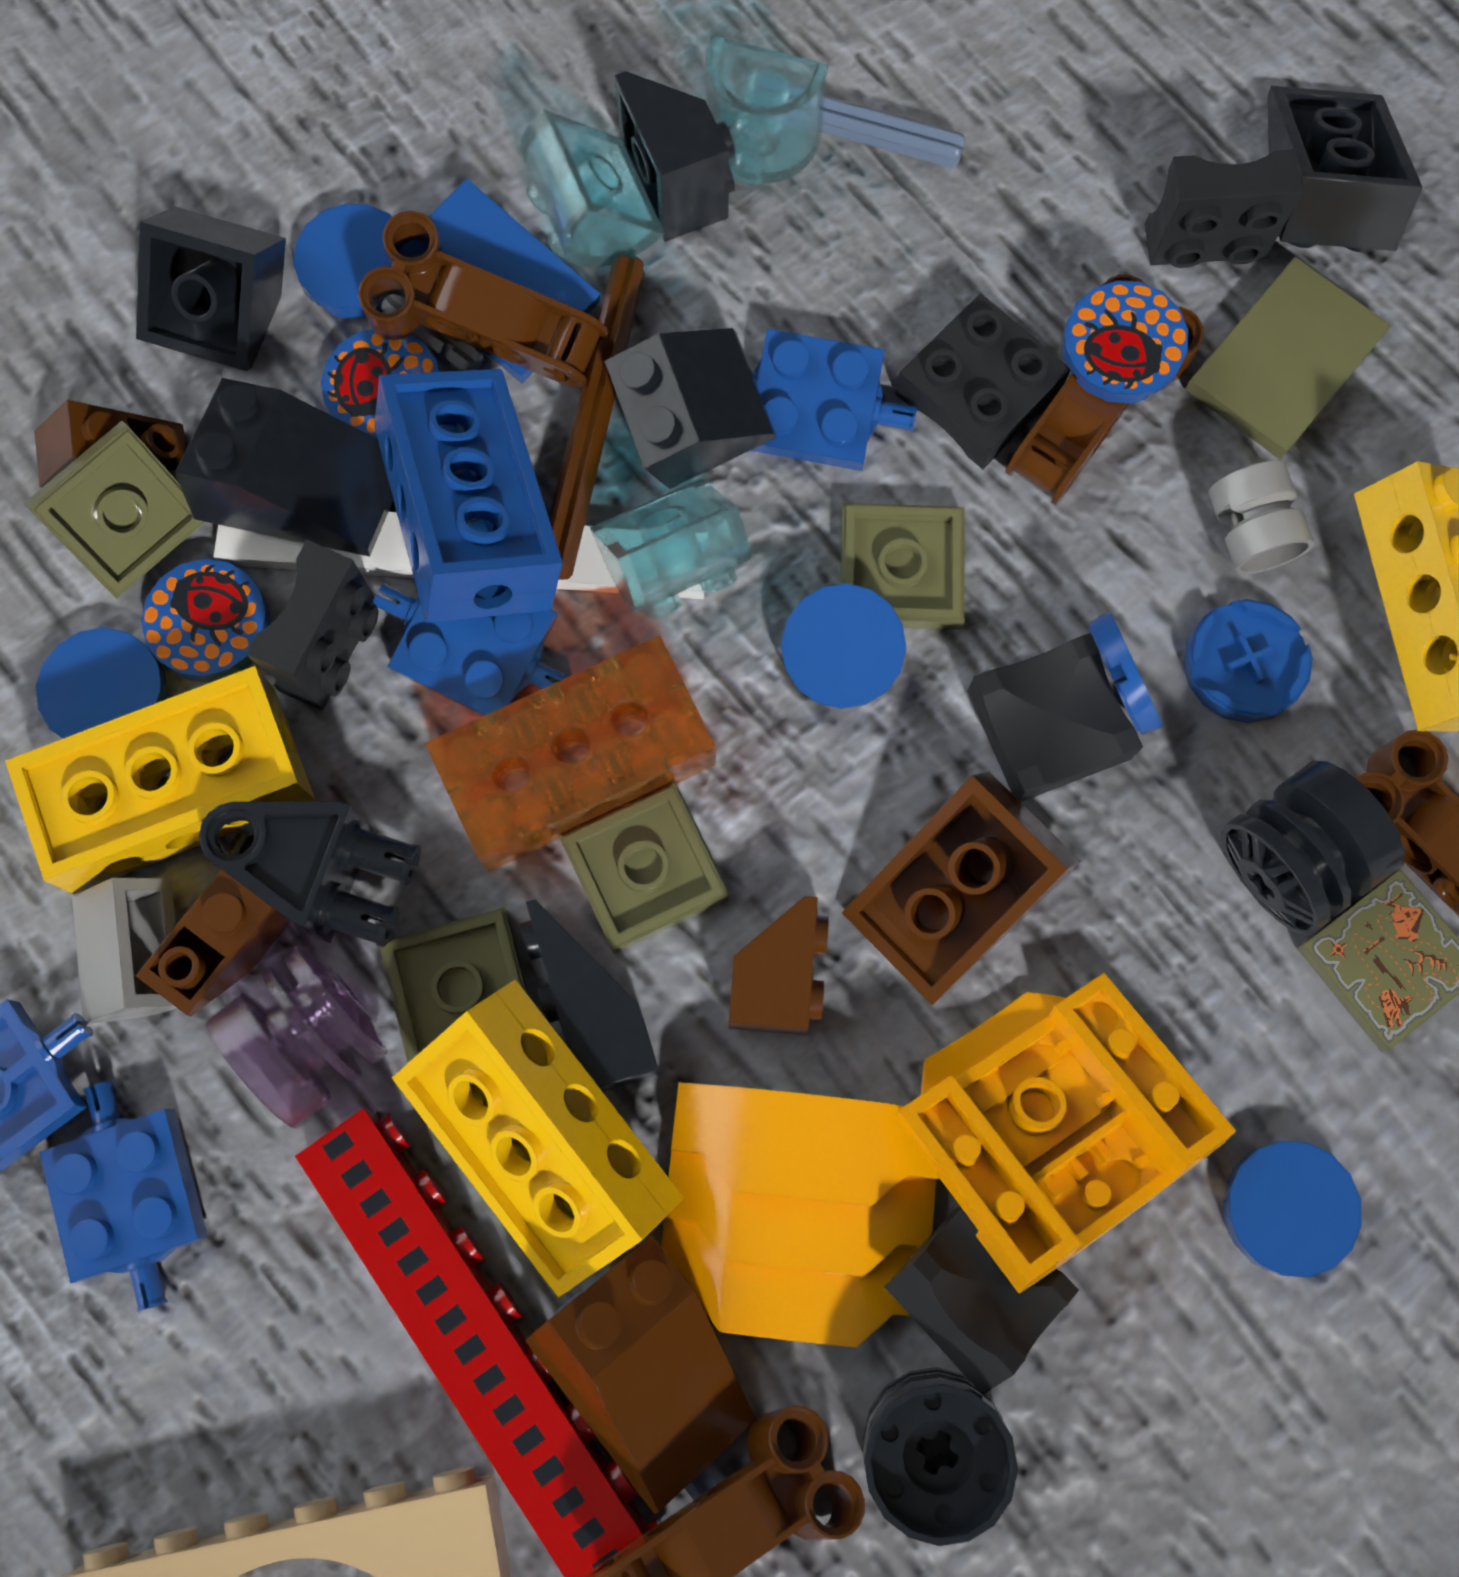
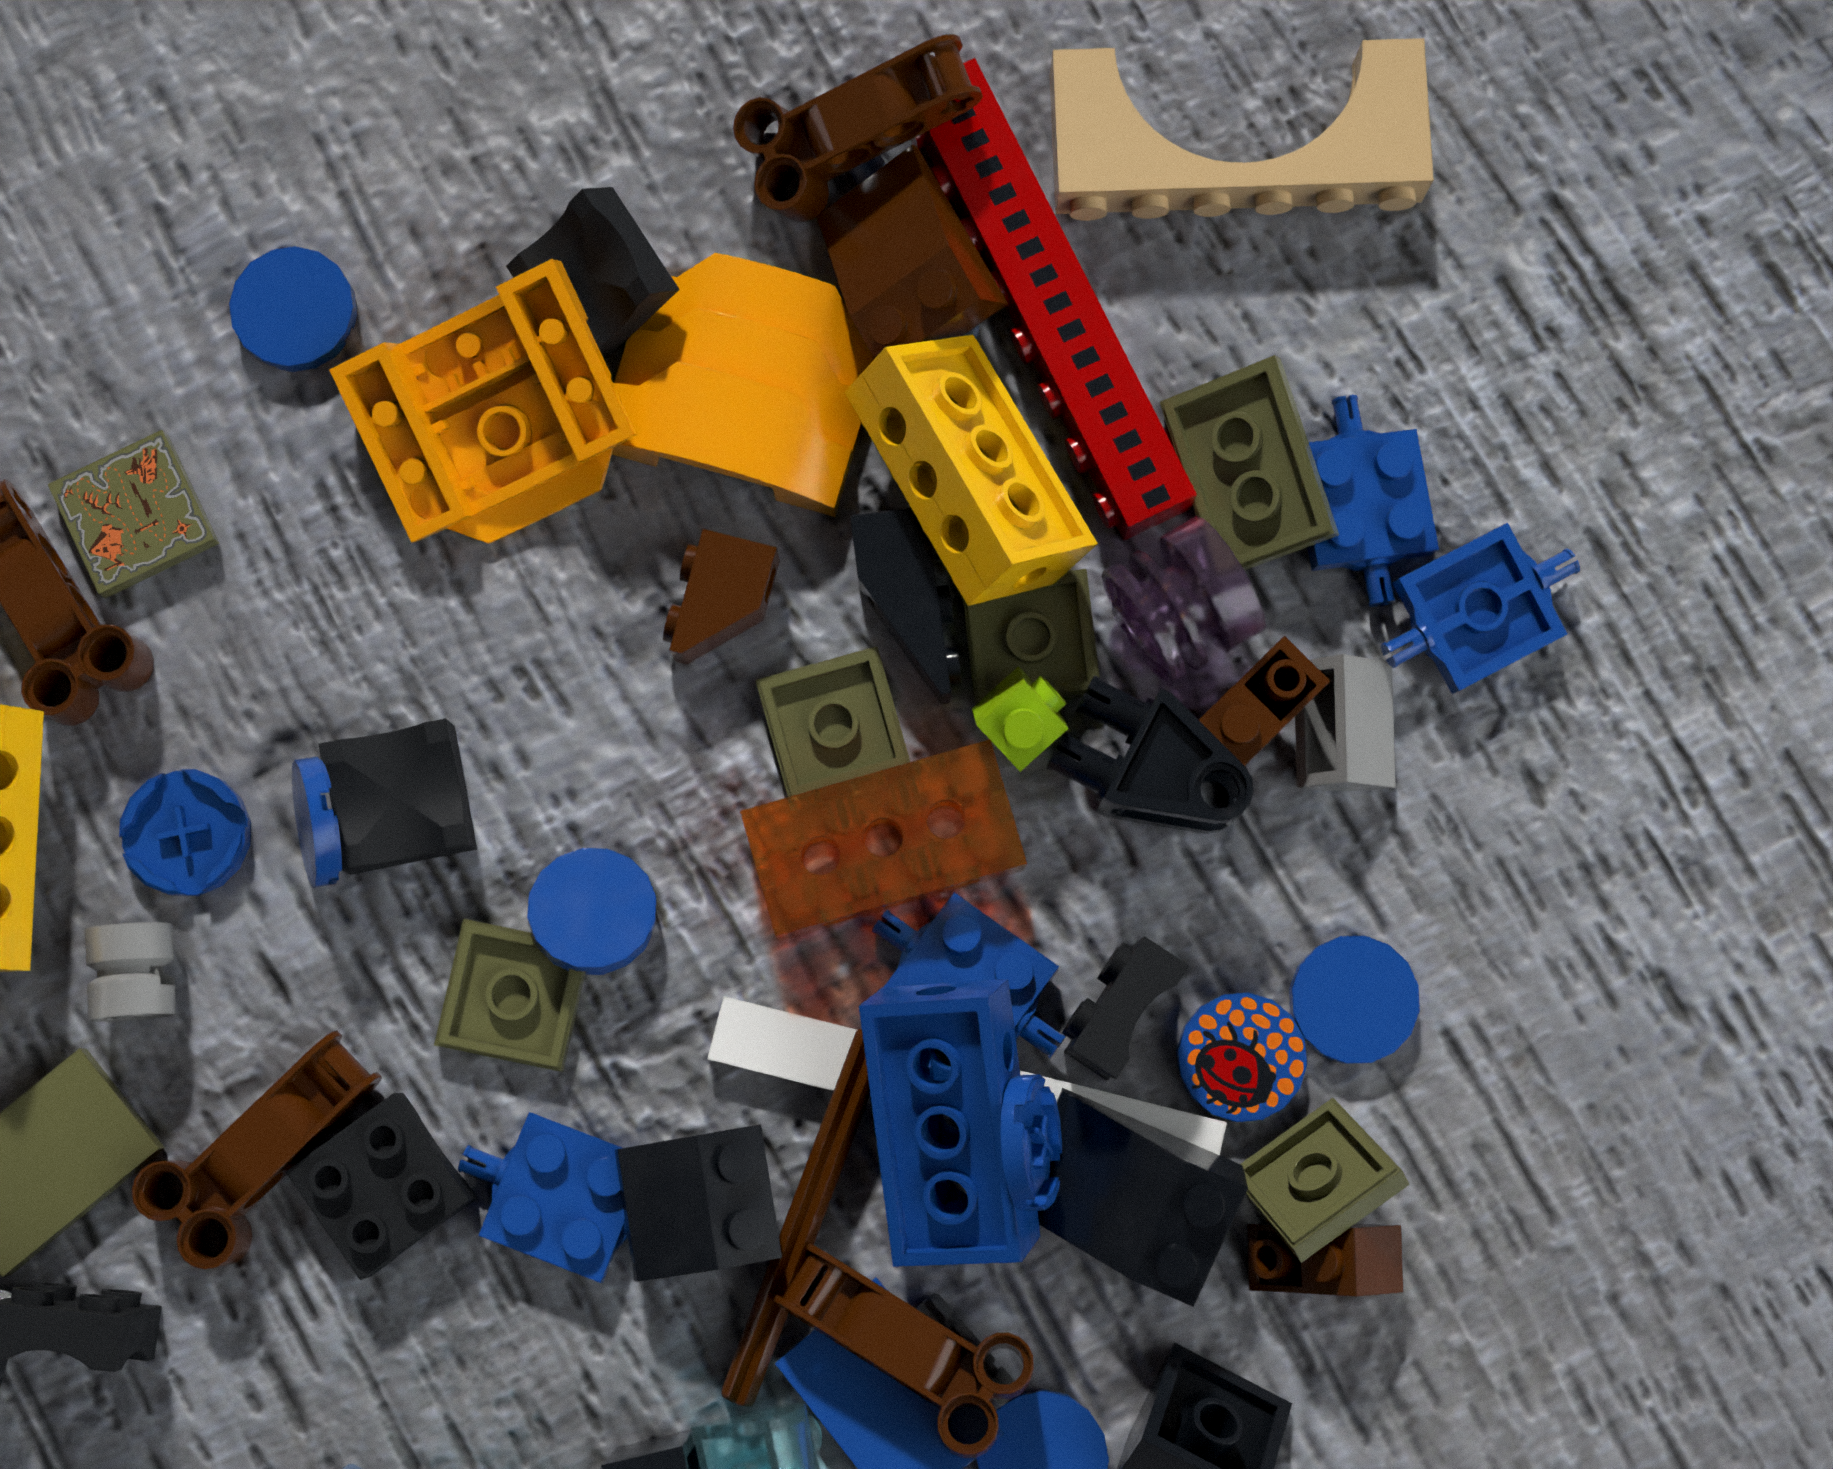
camera: 170 degrees left, 5 degrees up
(126, 760) = (1315, 838): yellow brick -> none
(244, 1208) = (1251, 463): none -> olive tile
(354, 370) = (1039, 1299): tile -> none
(388, 500) = (1030, 1141): none -> blue tile
(452, 890) = (1021, 717): none -> lime brick
(672, 546) = (747, 1037): clear light blue brick -> none
(955, 1493) = (656, 120): black wheel -> none
(960, 885) = (525, 648): reddish brown slope -> none
(1125, 341) = (221, 1181): tile -> none
(1313, 846) = (174, 620): black wheel -> none

